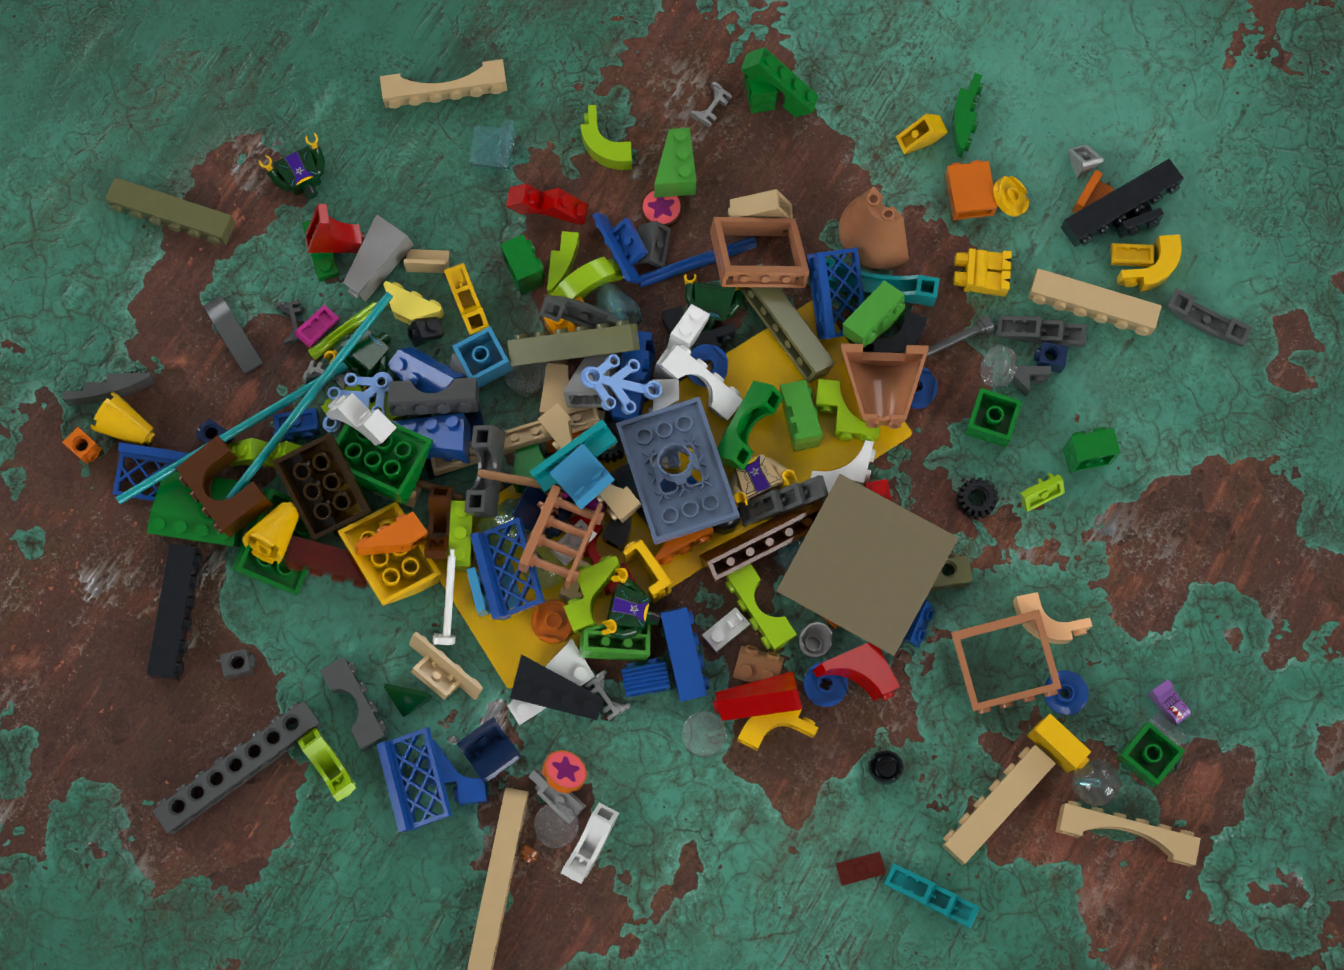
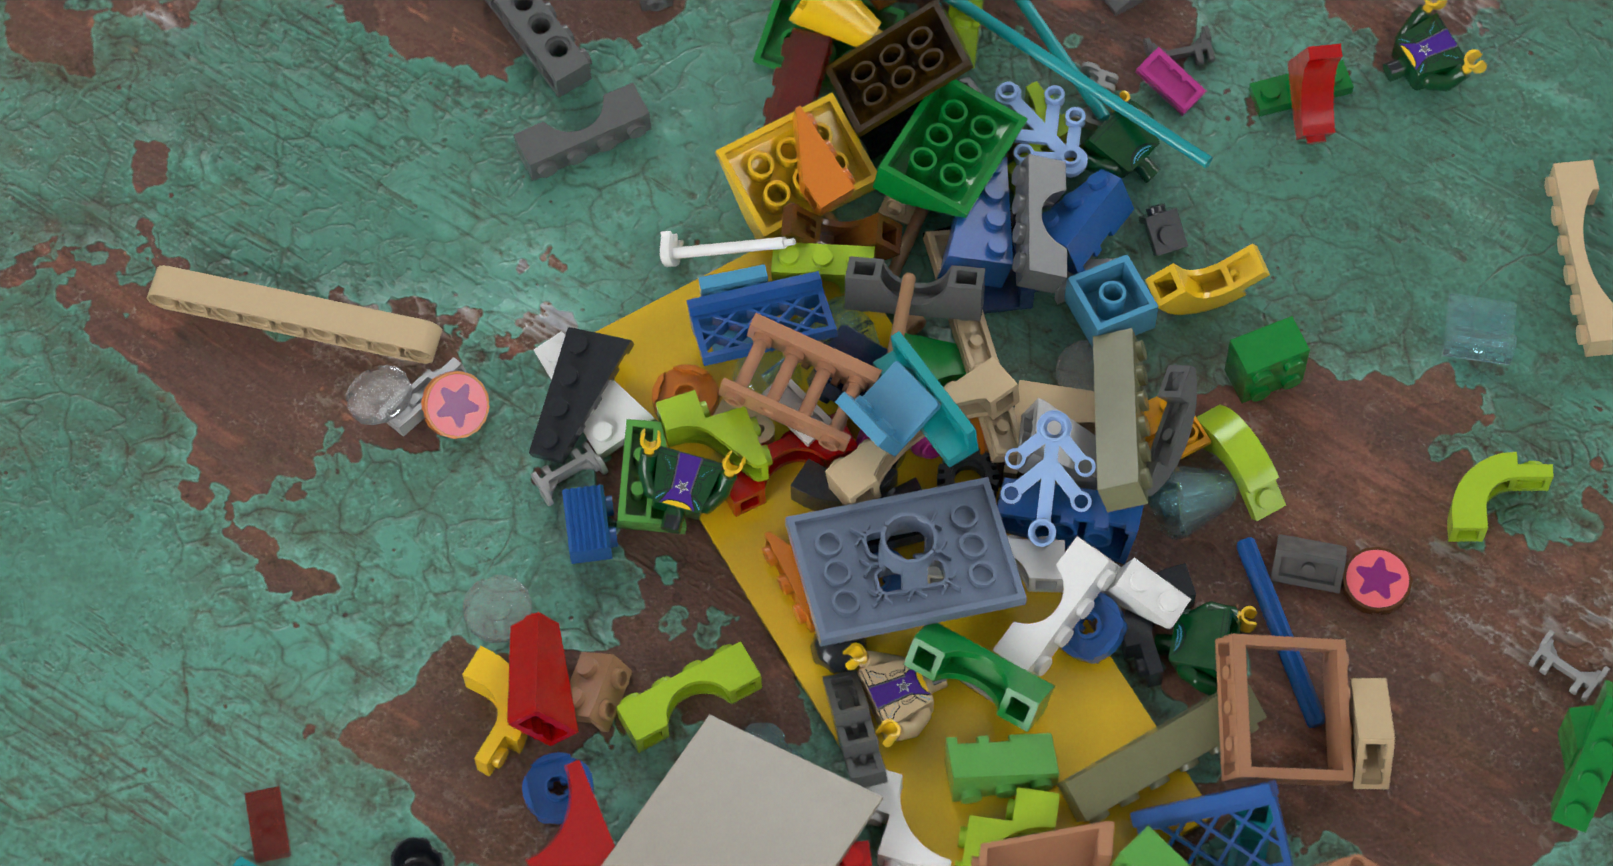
camera: 95 degrees right, 10 degrees down
(305, 427) = (1010, 62): blue bracket -> none
(328, 764) = (497, 100): lime arch -> none
(334, 337) = (1145, 97): lime axle -> none
(353, 412) = (1005, 111): white arch -> none
(376, 258) = (1281, 159): light grey slope -> none
(399, 789) = (459, 189): blue fence -> none
(406, 699) = (586, 200): dark green slope -> none
(410, 305) = (1203, 205): light yellow slope -> none
(427, 261) = (1280, 234): tan panel -> none
(440, 672) = (618, 241): tan bracket -> none
(468, 790) = (474, 245): blue arch -> none
(489, 750) = (499, 306): dark blue bracket -> none
(528, 853) = (343, 359): dark orange plate -> none
(552, 203) = (1376, 405): red arch -> none
(563, 260) = (1277, 427): lime slope -> none
(590, 843) = (352, 444): white arch -> none
(624, 245) = (1303, 511): blue bracket -> none
(662, 583) = (746, 532): yellow panel -> none
(676, 169) = (1448, 598): bright green wedge -> none
(683, 653) = (625, 575): blue wedge -> none
(726, 630) = (657, 646): white plate -> none
(759, 541) = (788, 686): reddish brown brick -> none
(815, 640) = (628, 774): light grey hair -> none

